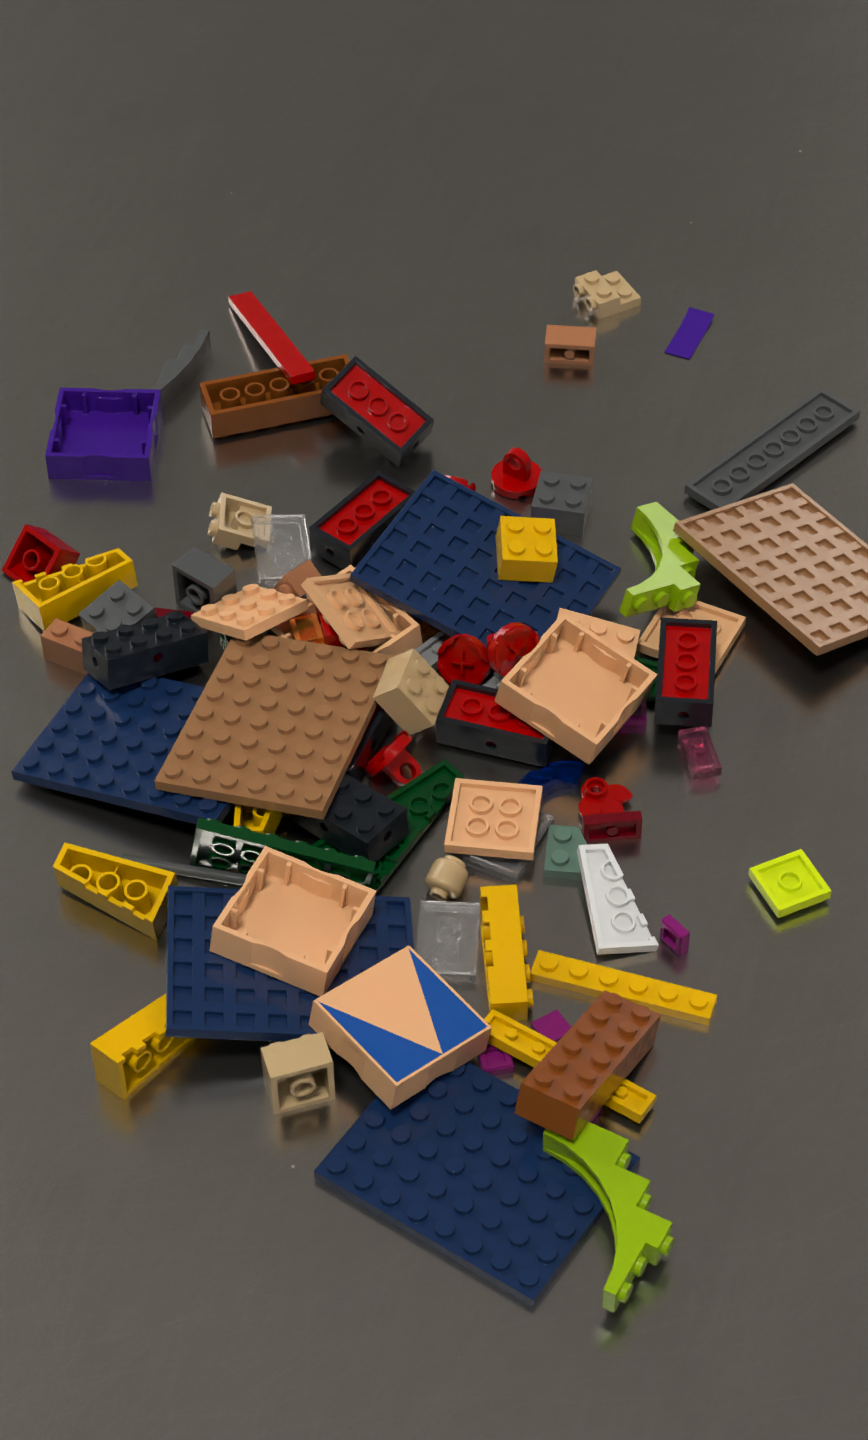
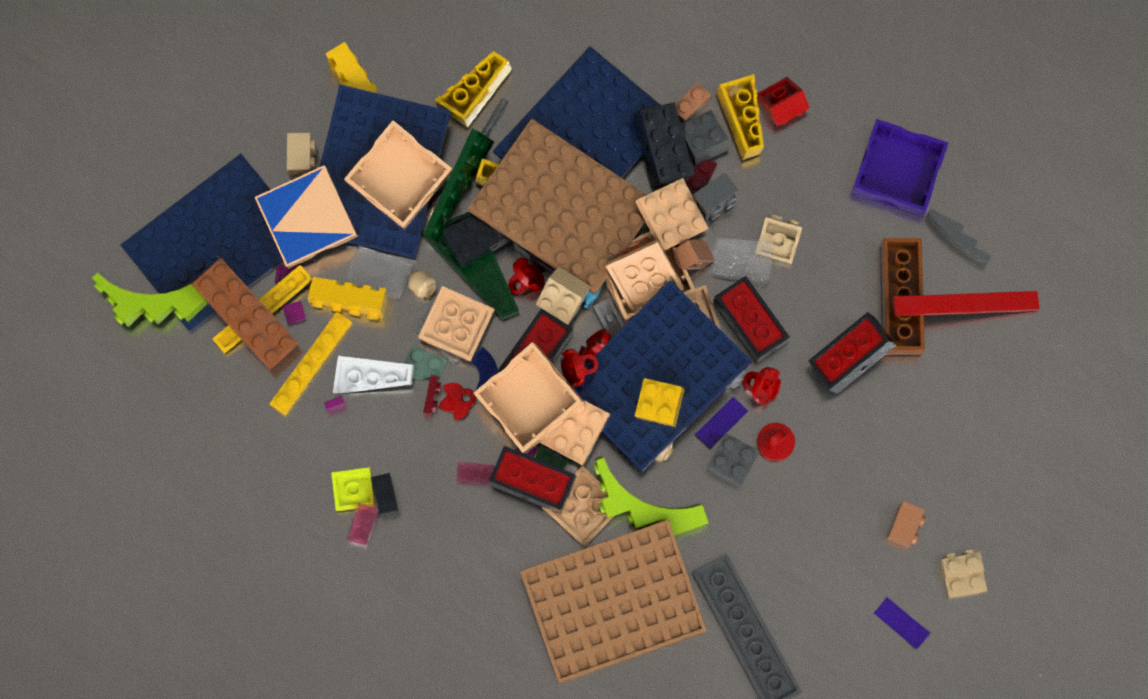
camera: 105 degrees right, 30 degrees up
(781, 836) = (385, 495): none -> black brick
(835, 855) = (362, 523): none -> clear pink plate

